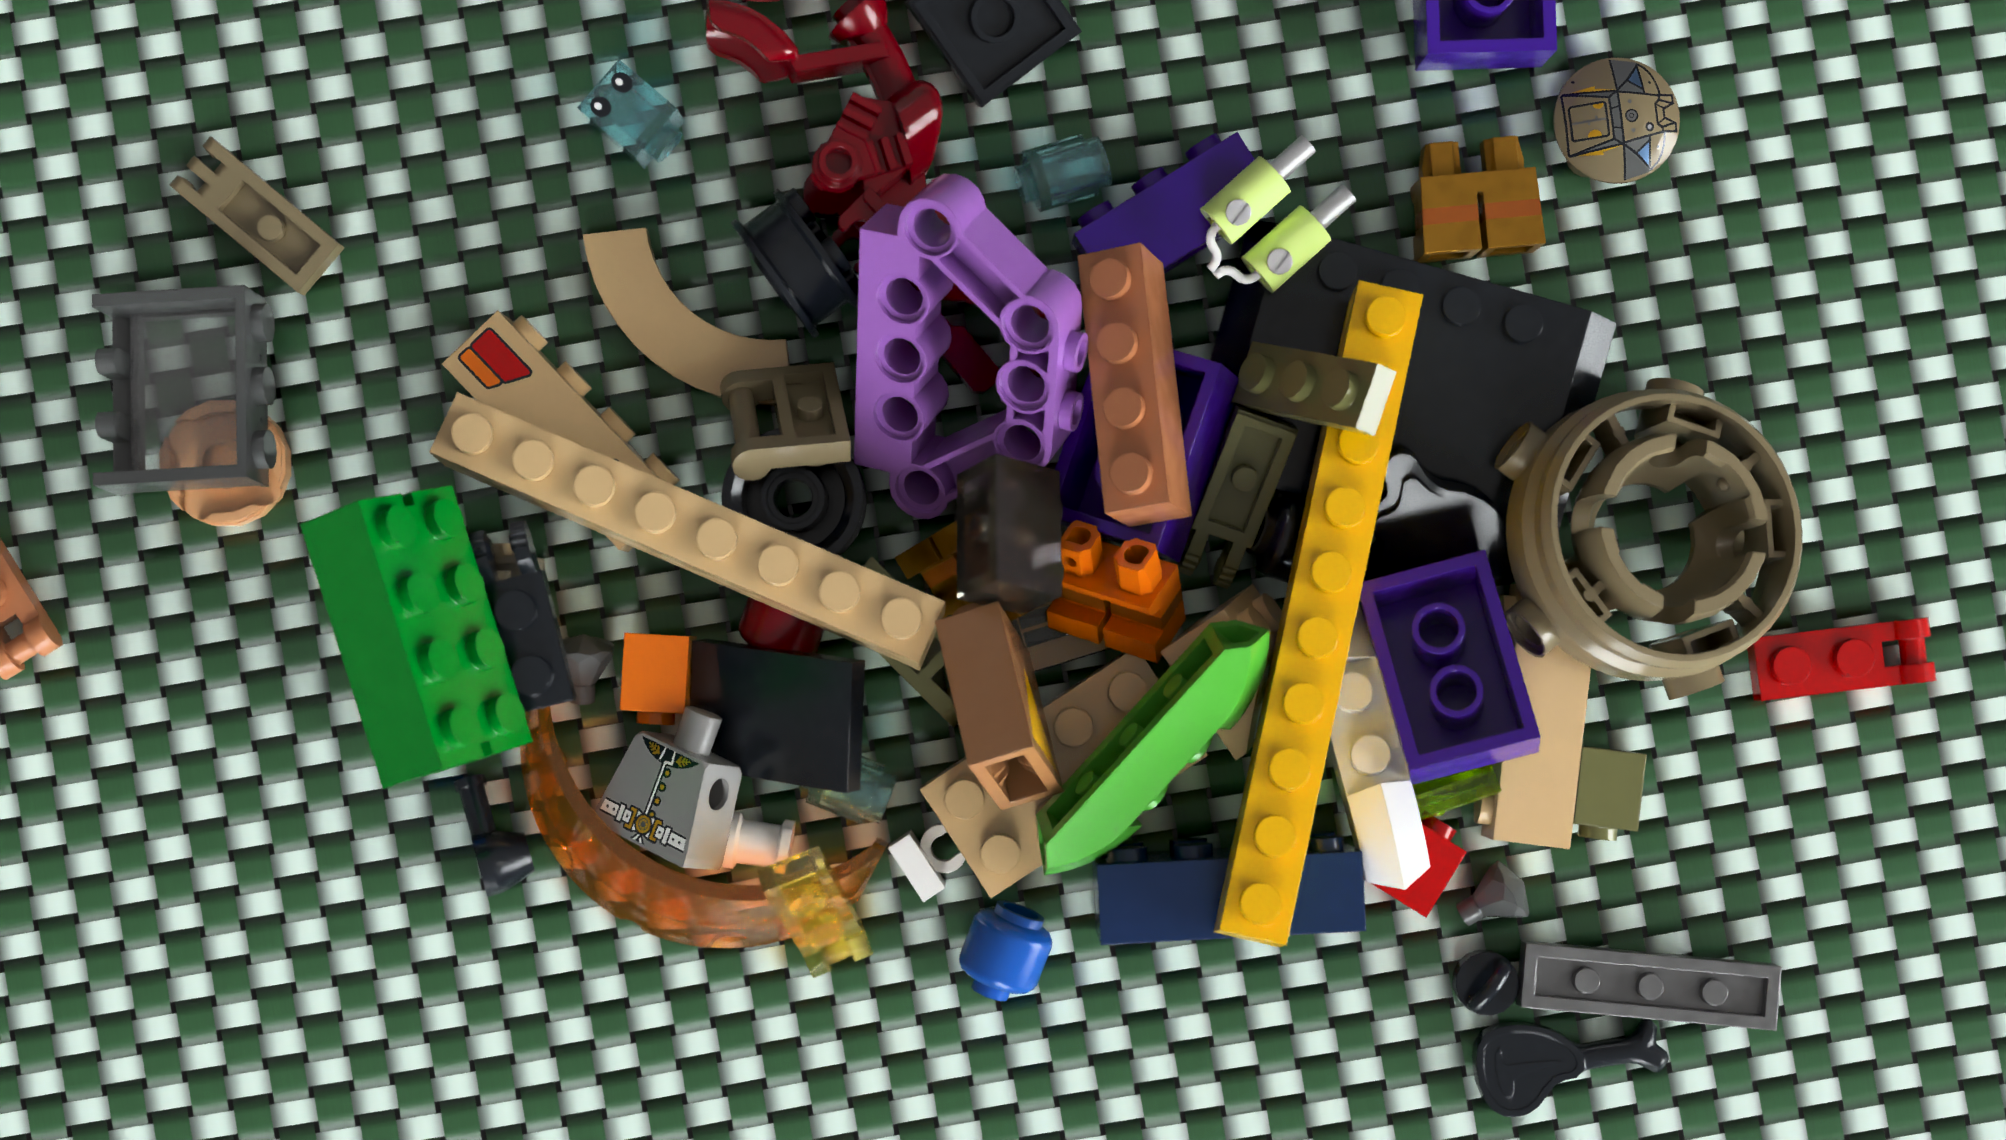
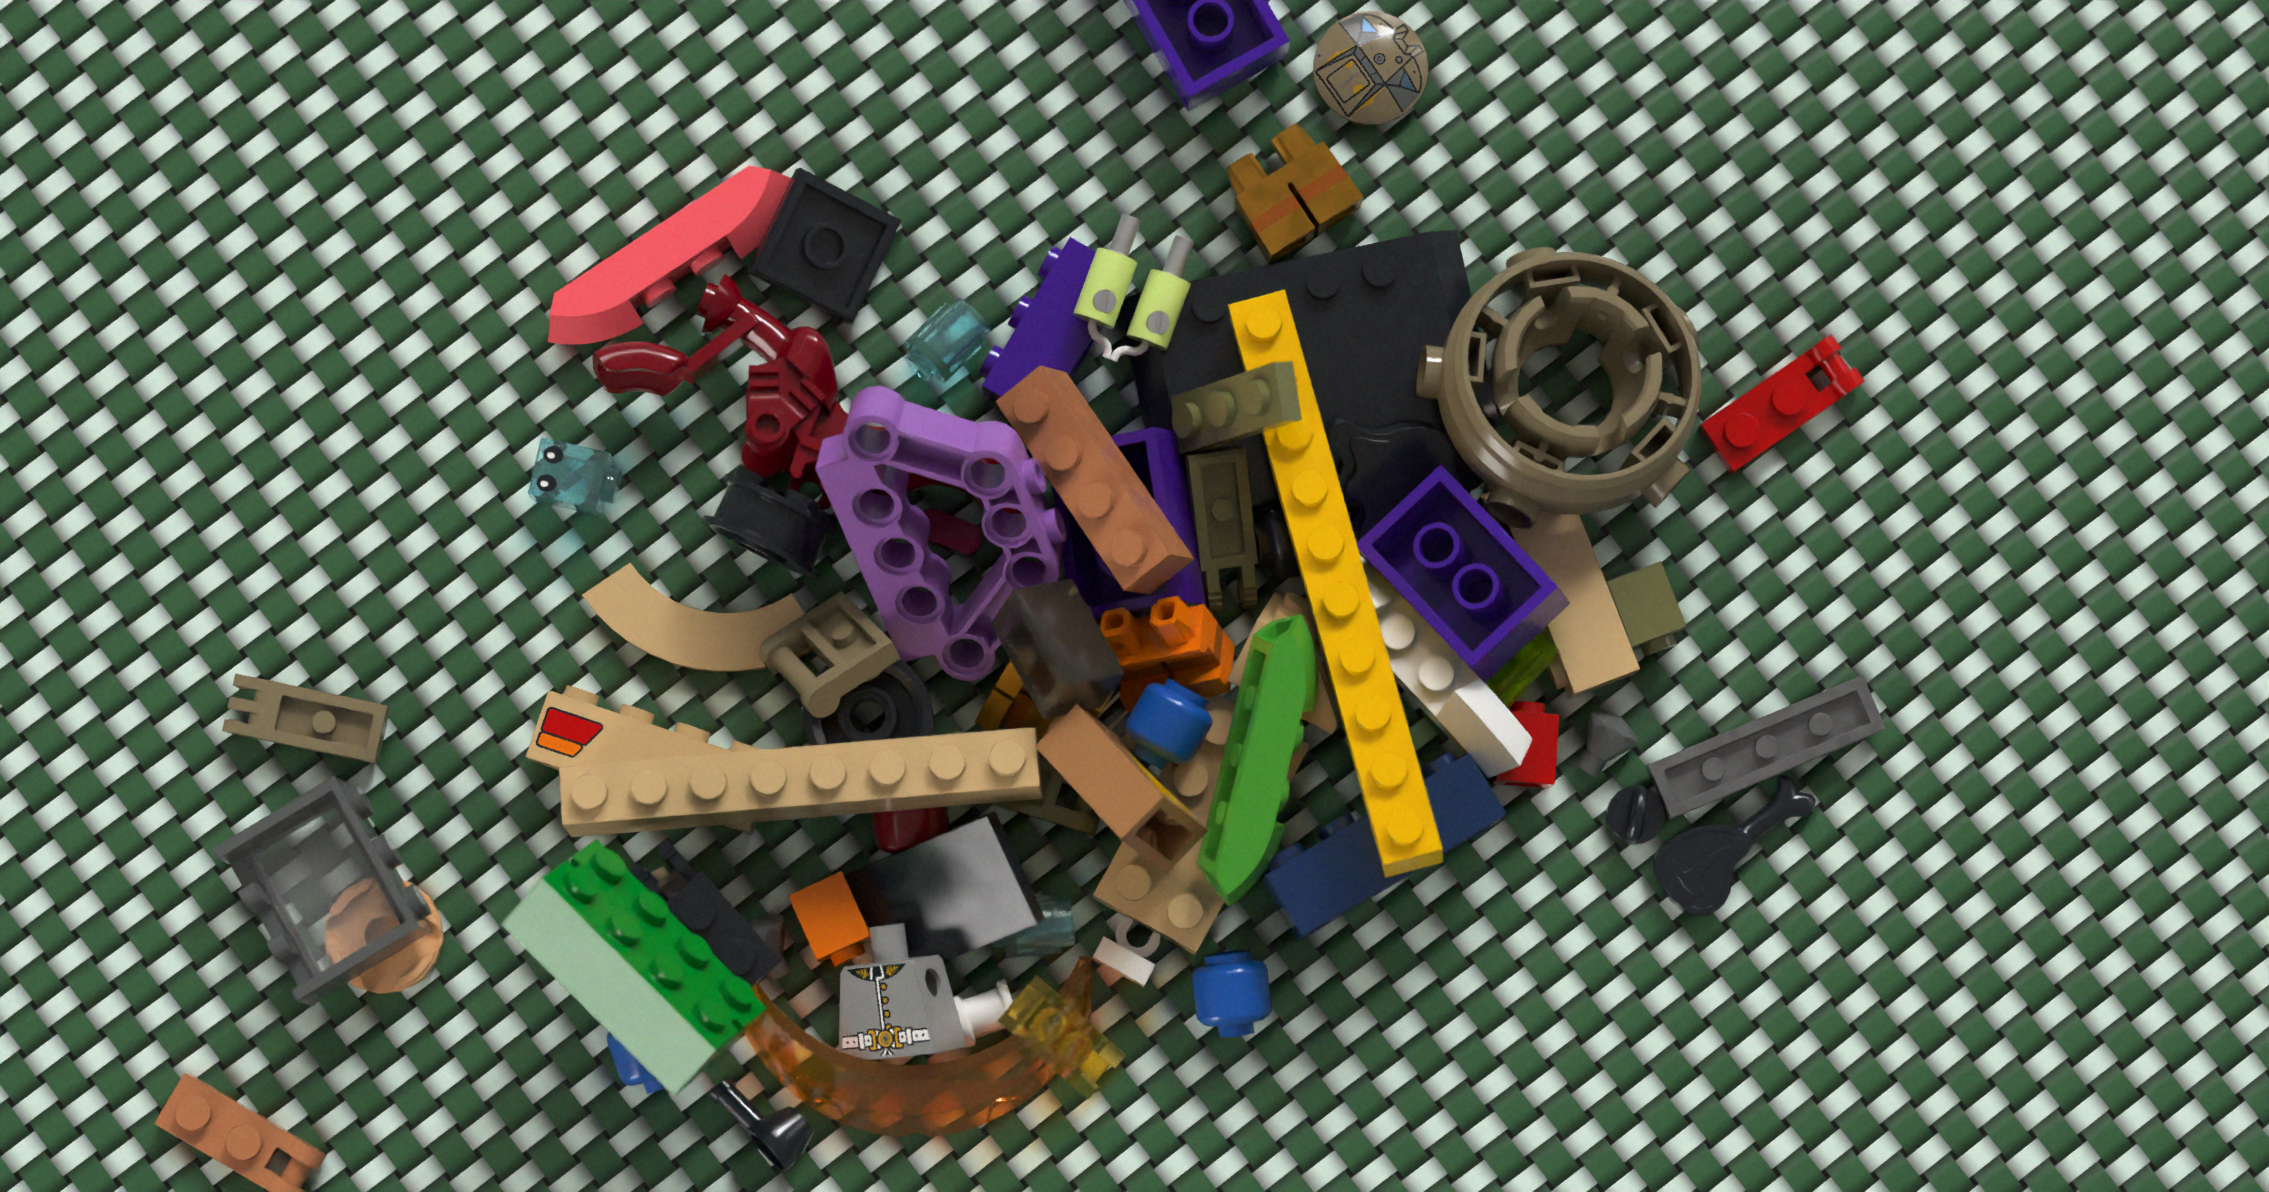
camera: 25 degrees left, 5 degrees down
(1079, 665) = (1168, 724): none -> blue head

